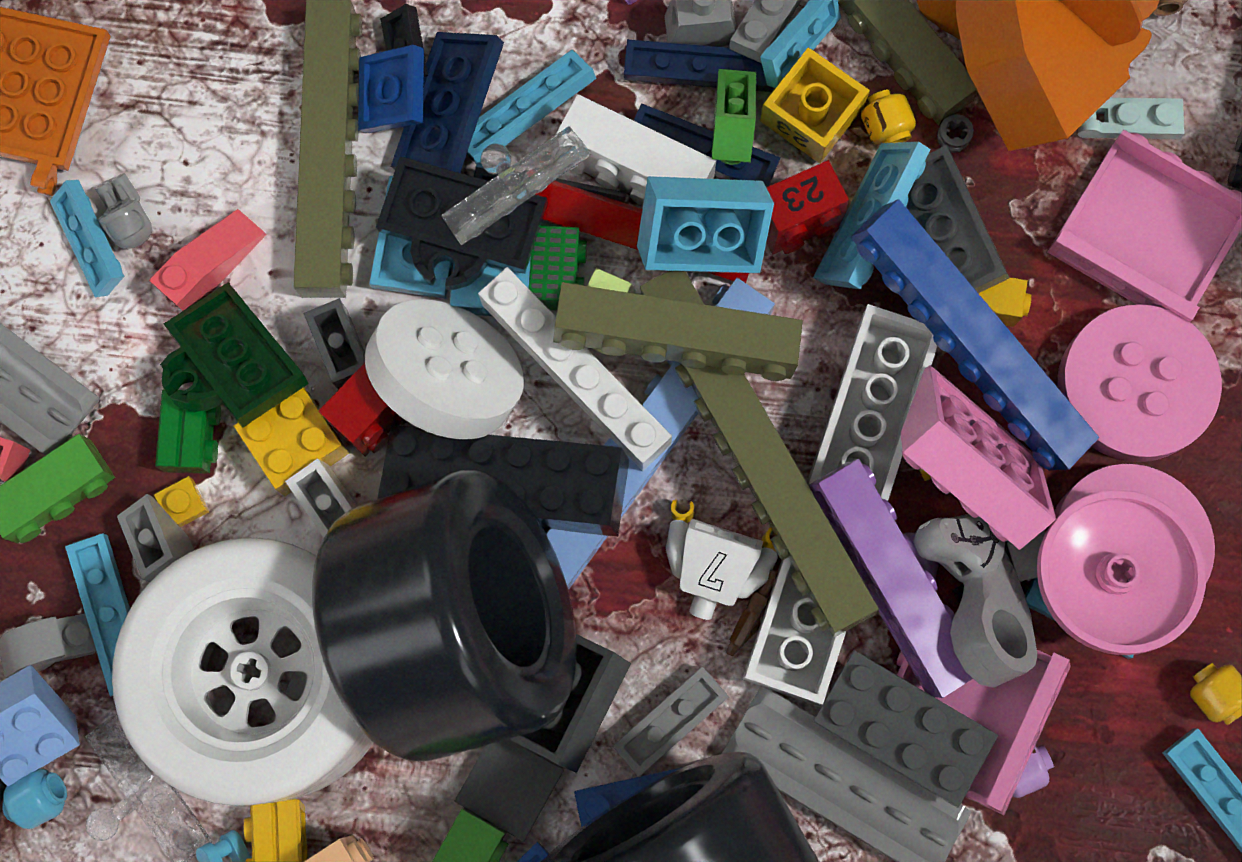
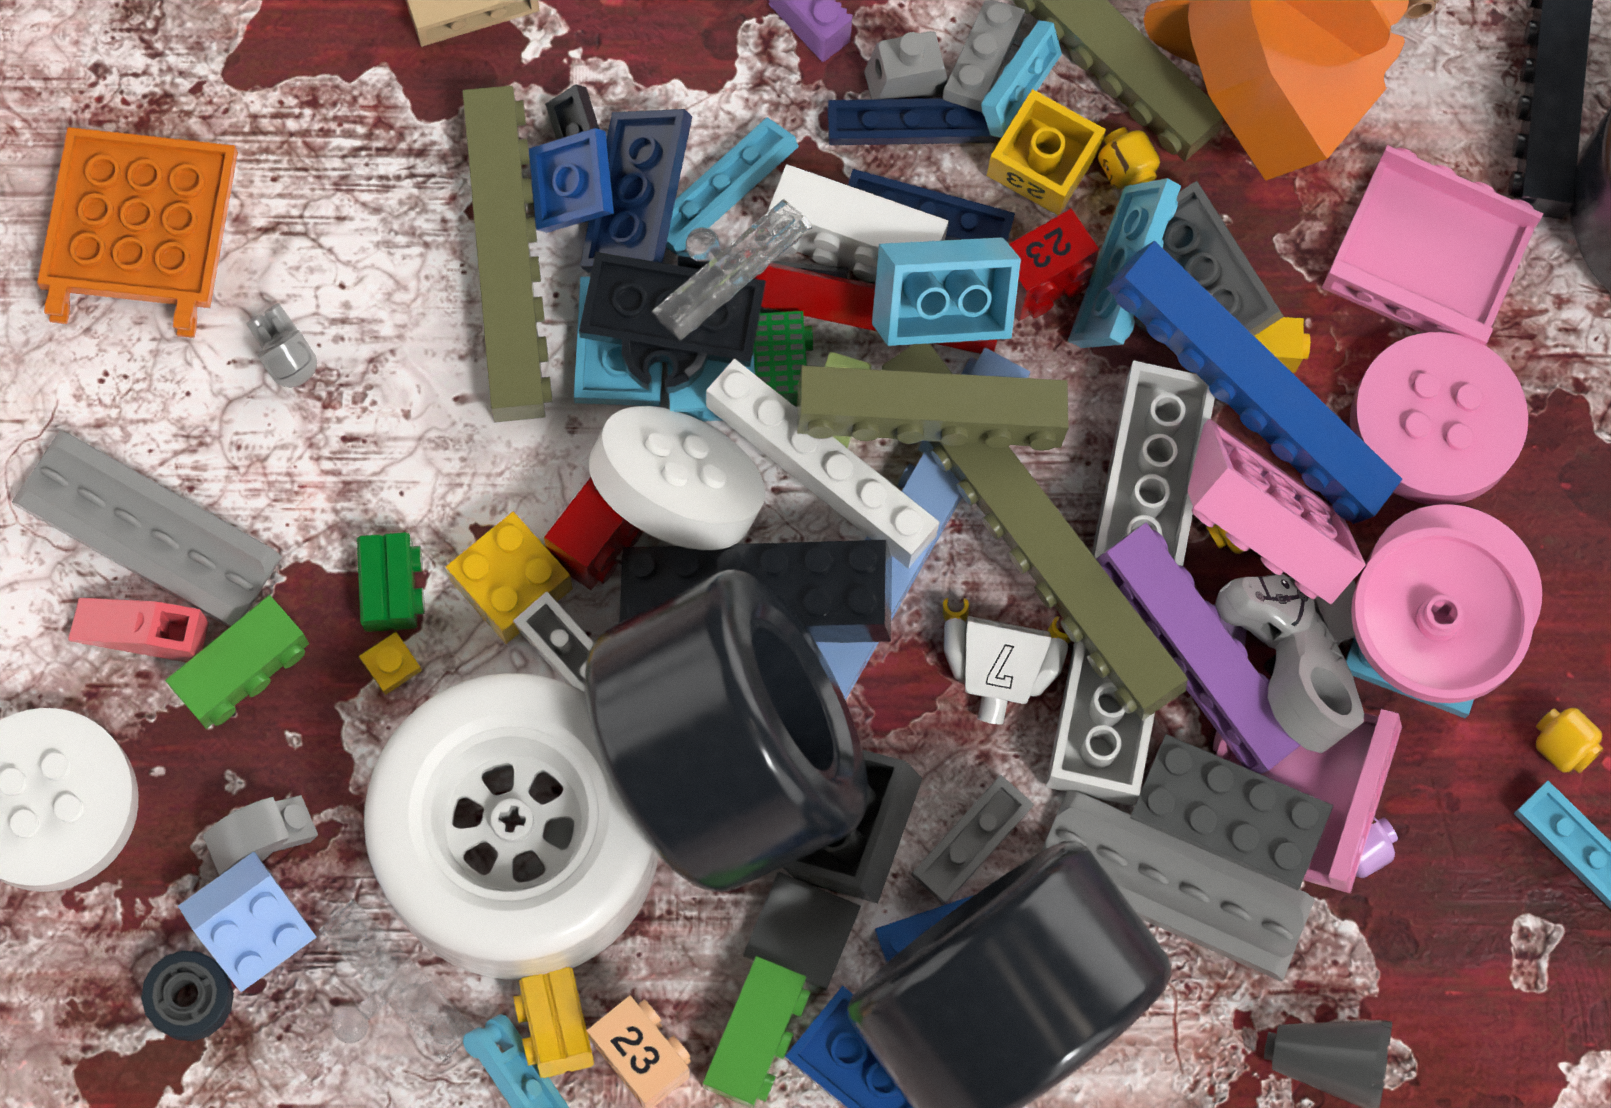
camera: 15 degrees left, 5 degrees down
(34, 799) = (270, 1005): medium azure head -> none
(87, 238) = (244, 380): medium azure plate -> none
(101, 596) = (323, 791): medium azure plate -> none
(153, 537) = (368, 701): light grey slope -> none
(207, 260) = (384, 393): coral slope -> none
(227, 359) = (428, 494): dark green plate -> none
(336, 340) = (548, 464): dark grey brick -> none
(734, 116) = (960, 171): bright green brick -> none
(750, 618) = (1046, 718): reddish brown hand -> none
(954, 122) = (1201, 156): dark grey bush -> none
(1146, 116) = (1412, 129): light aqua plate -> none

